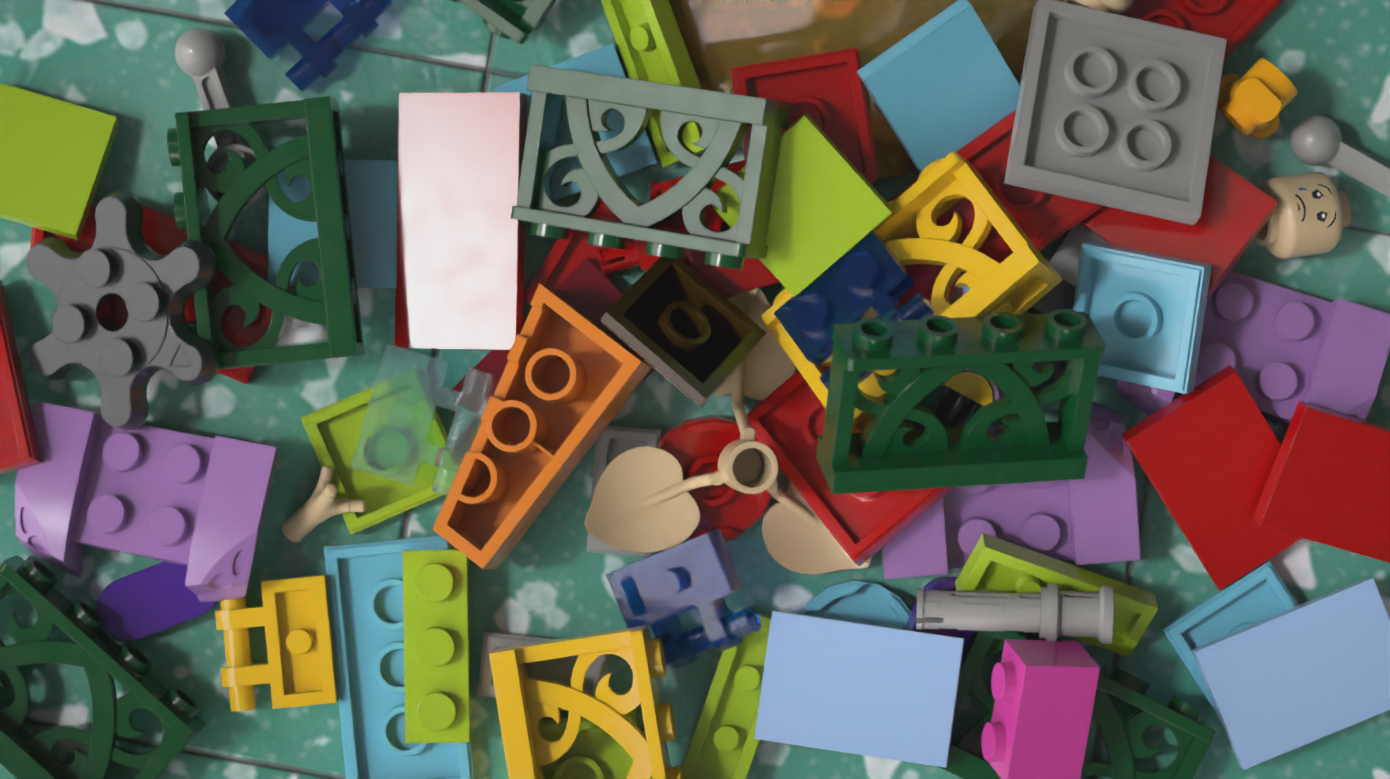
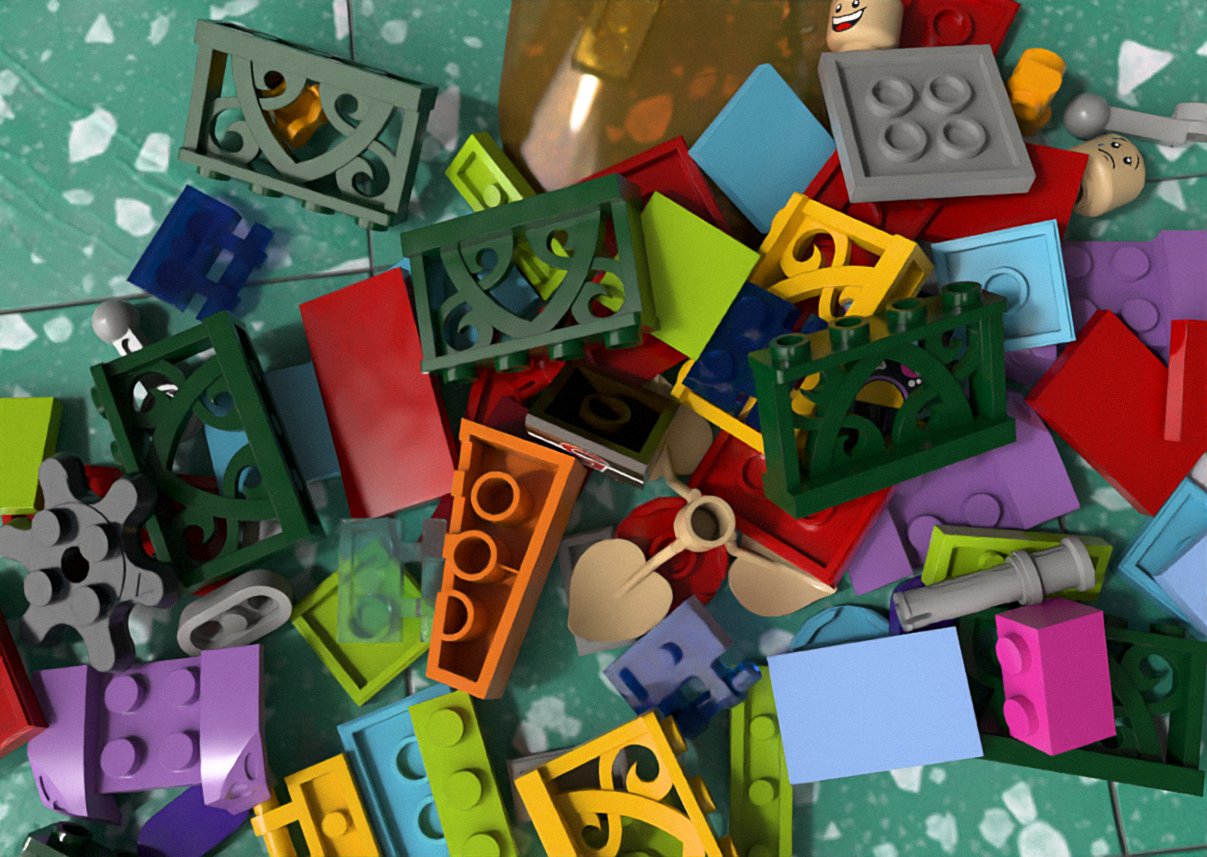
camera: 20 degrees left, 10 degrees down
(253, 405) = (241, 612): none -> light grey plate
(319, 507) = (322, 691): tan bar -> none

